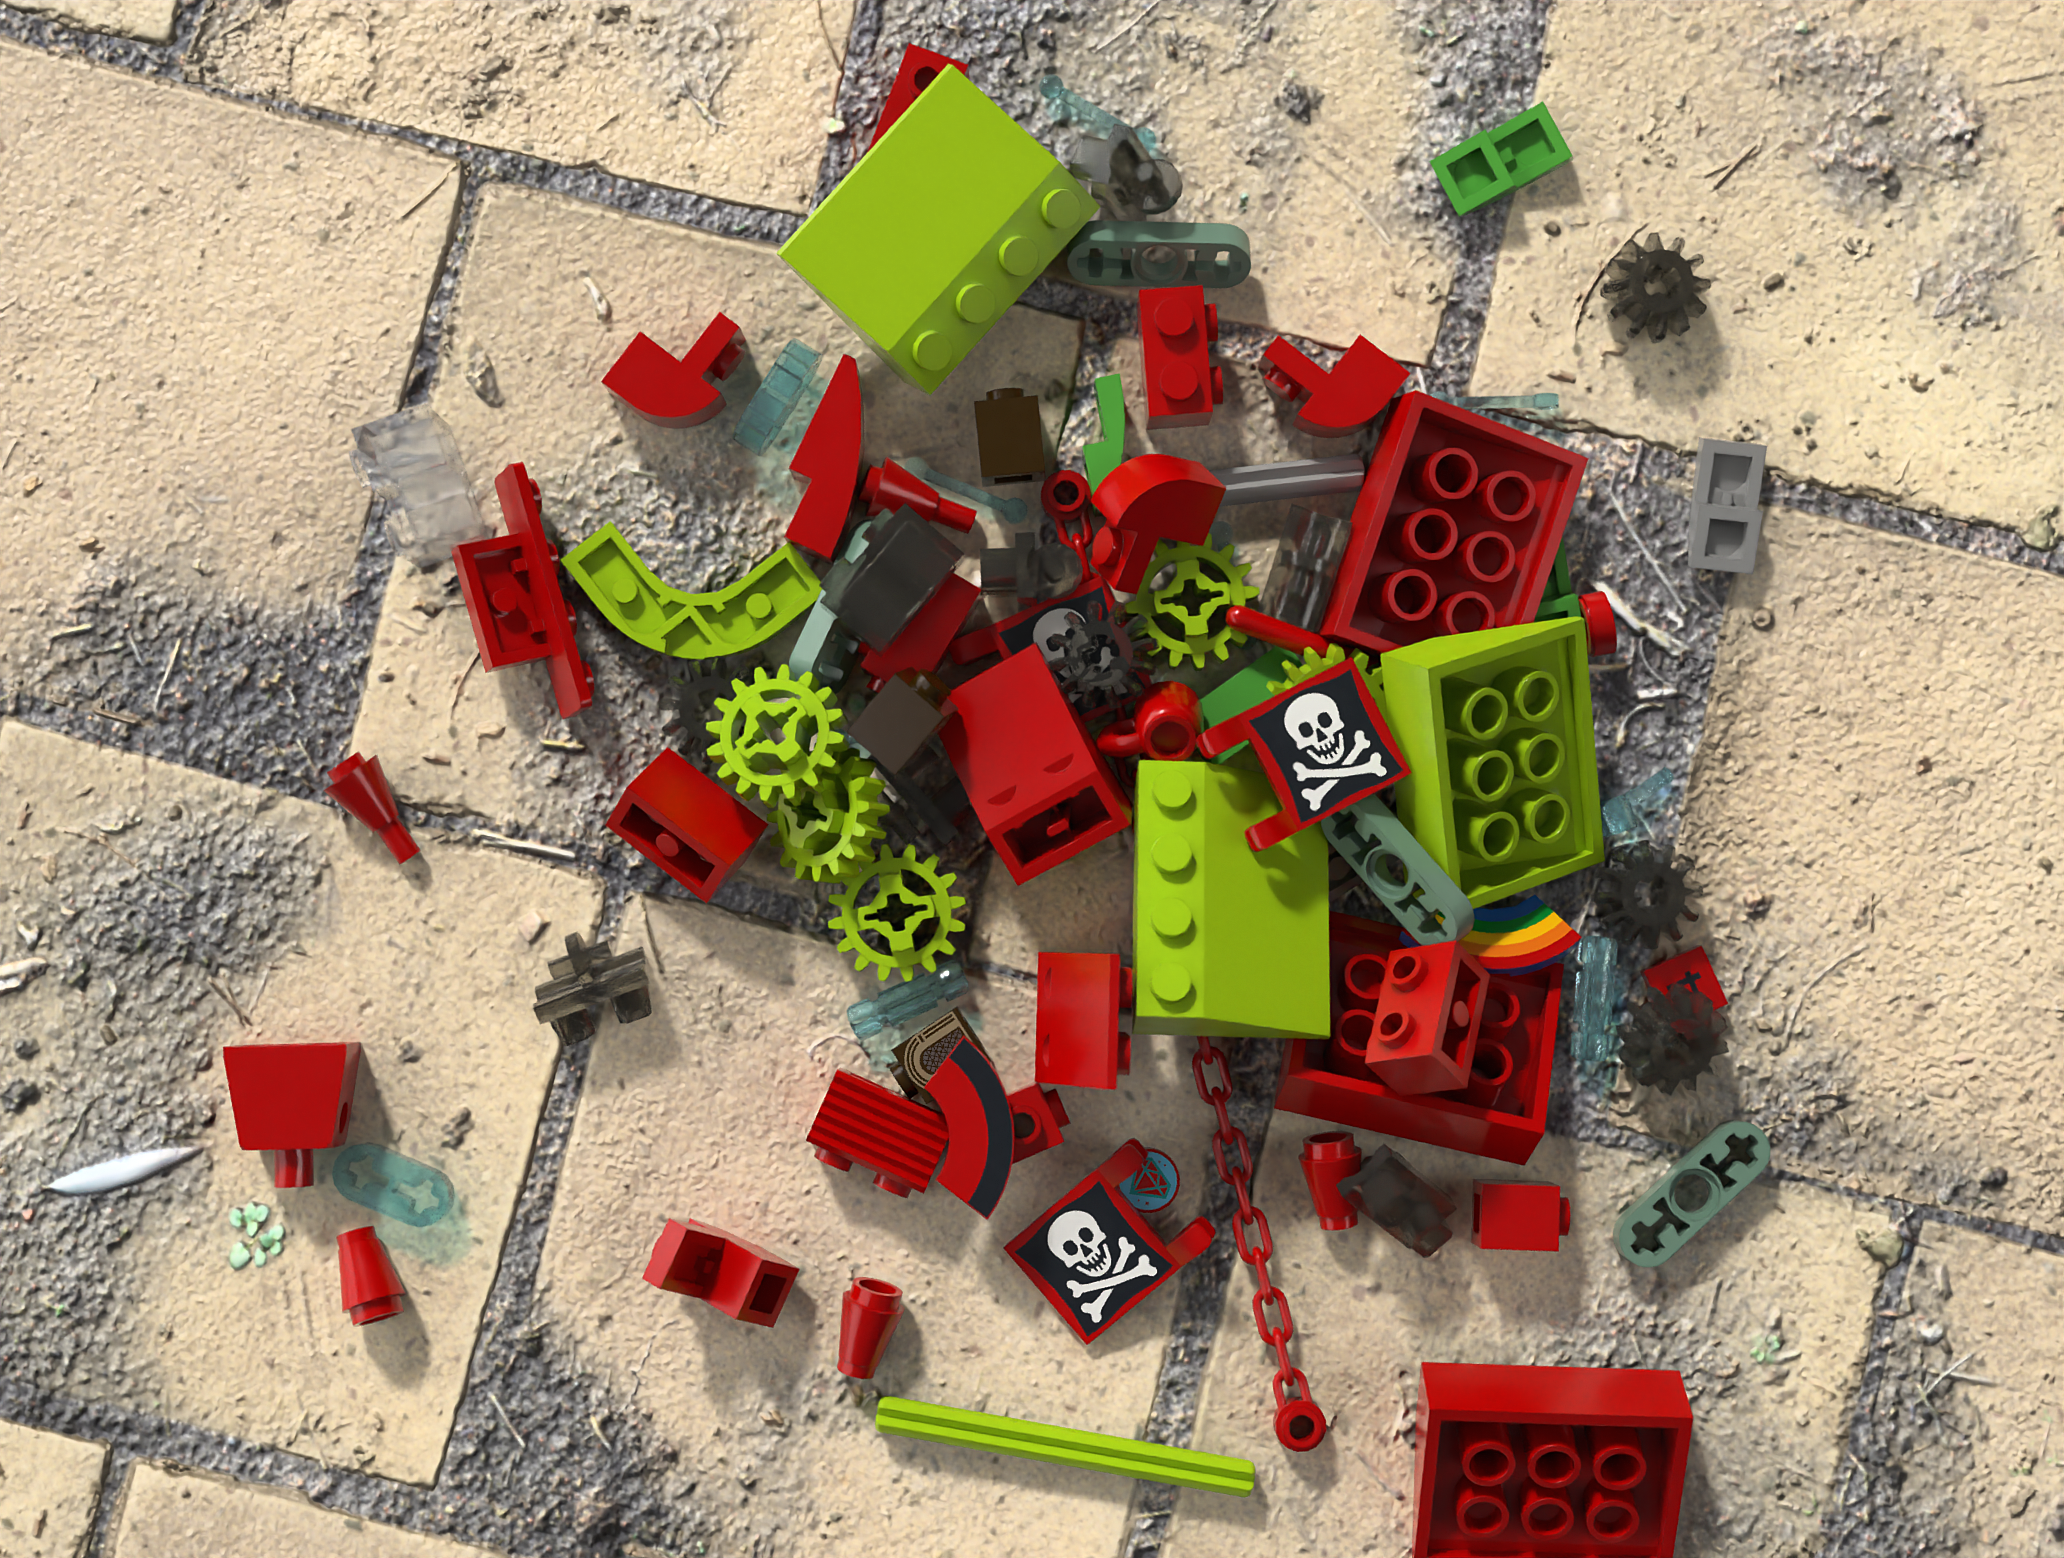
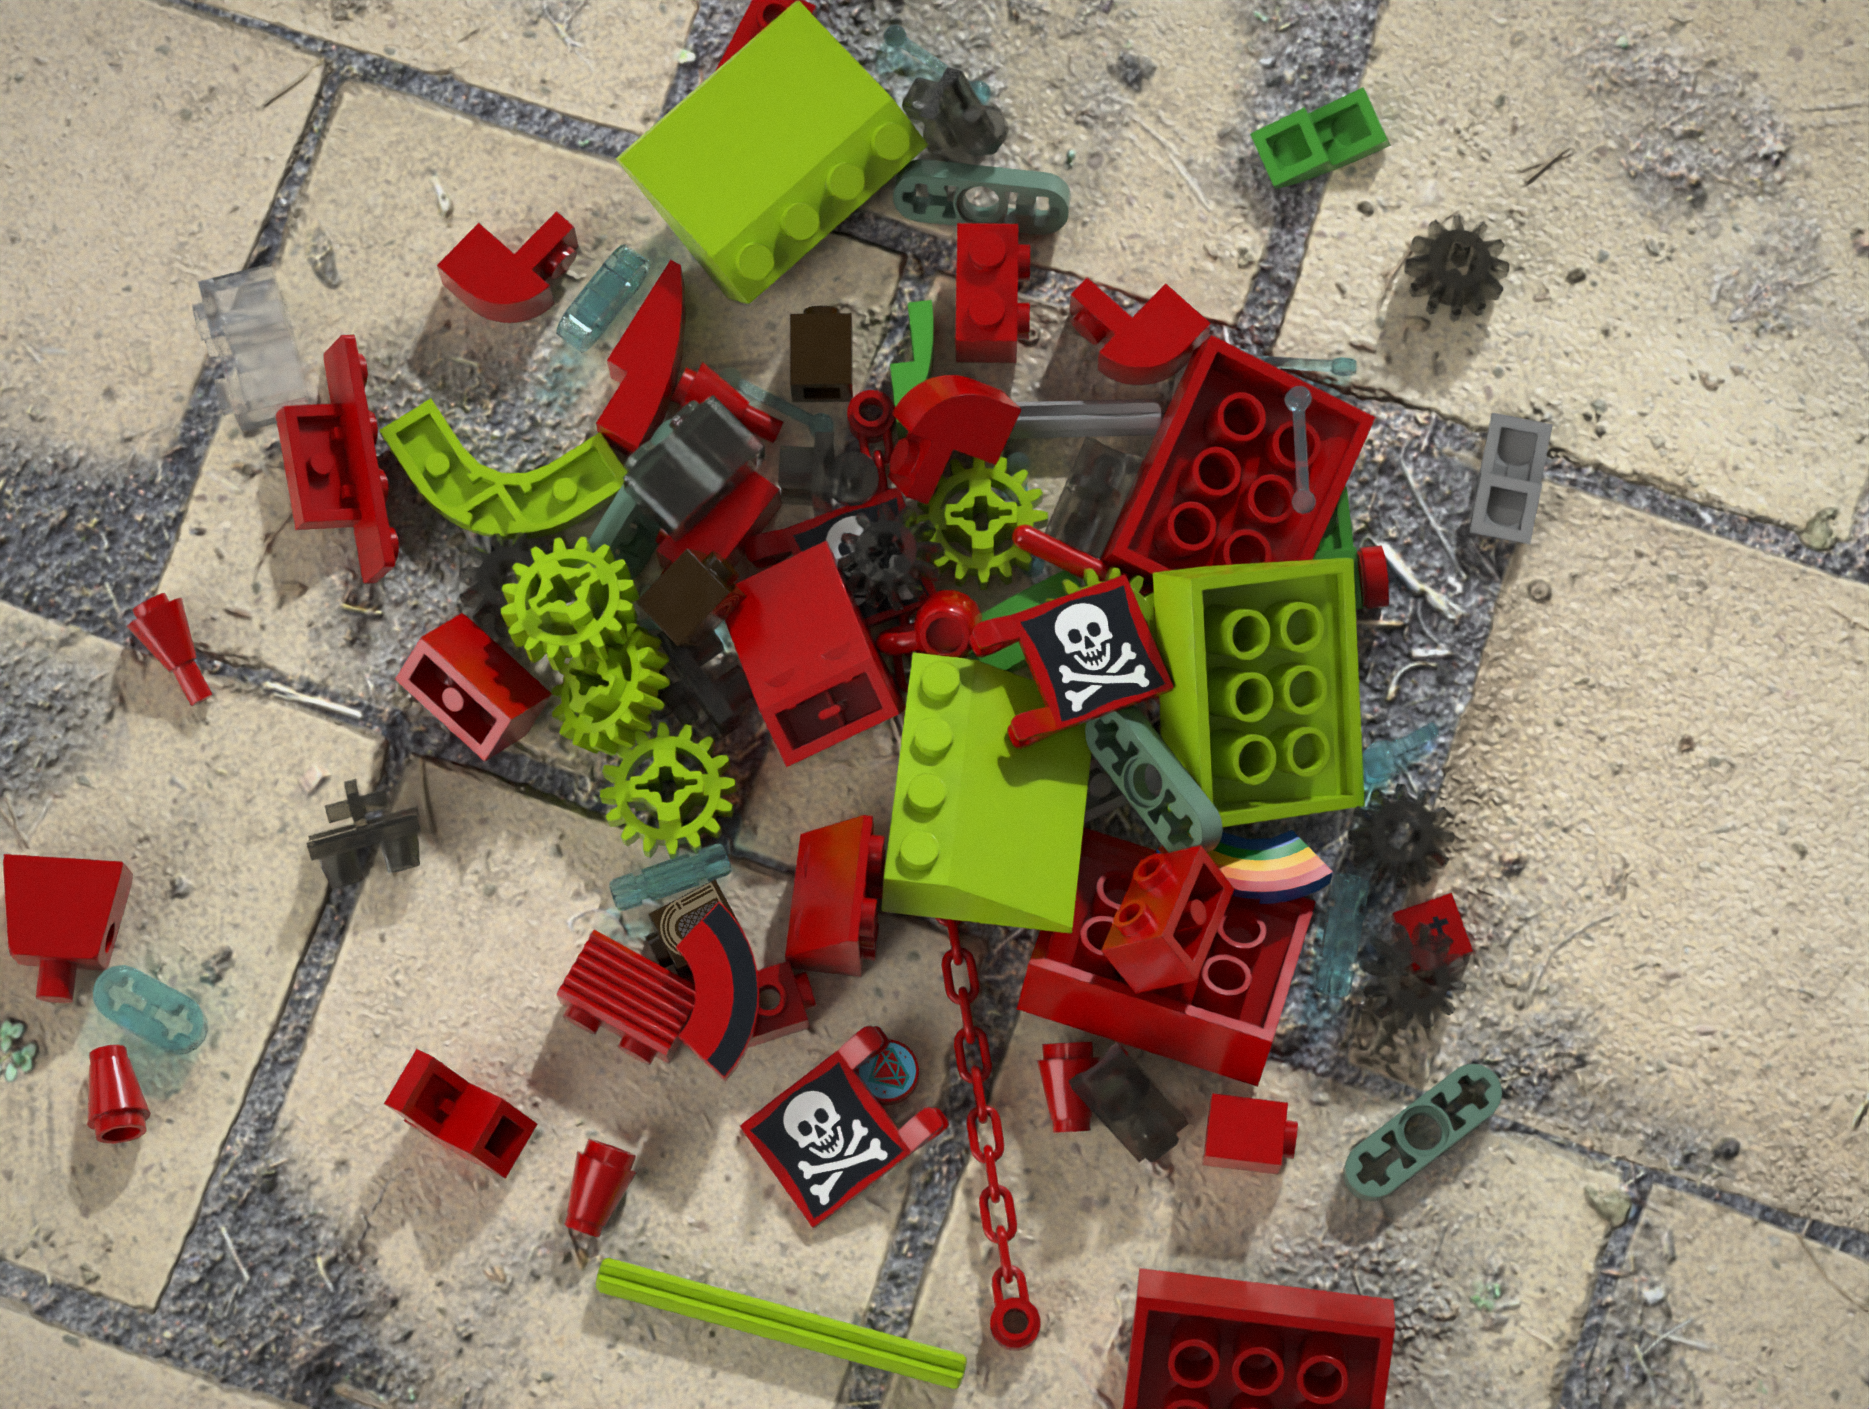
camera: 10 degrees right, 10 degrees down
(1510, 451) = (1297, 401): none -> clear light blue hinge

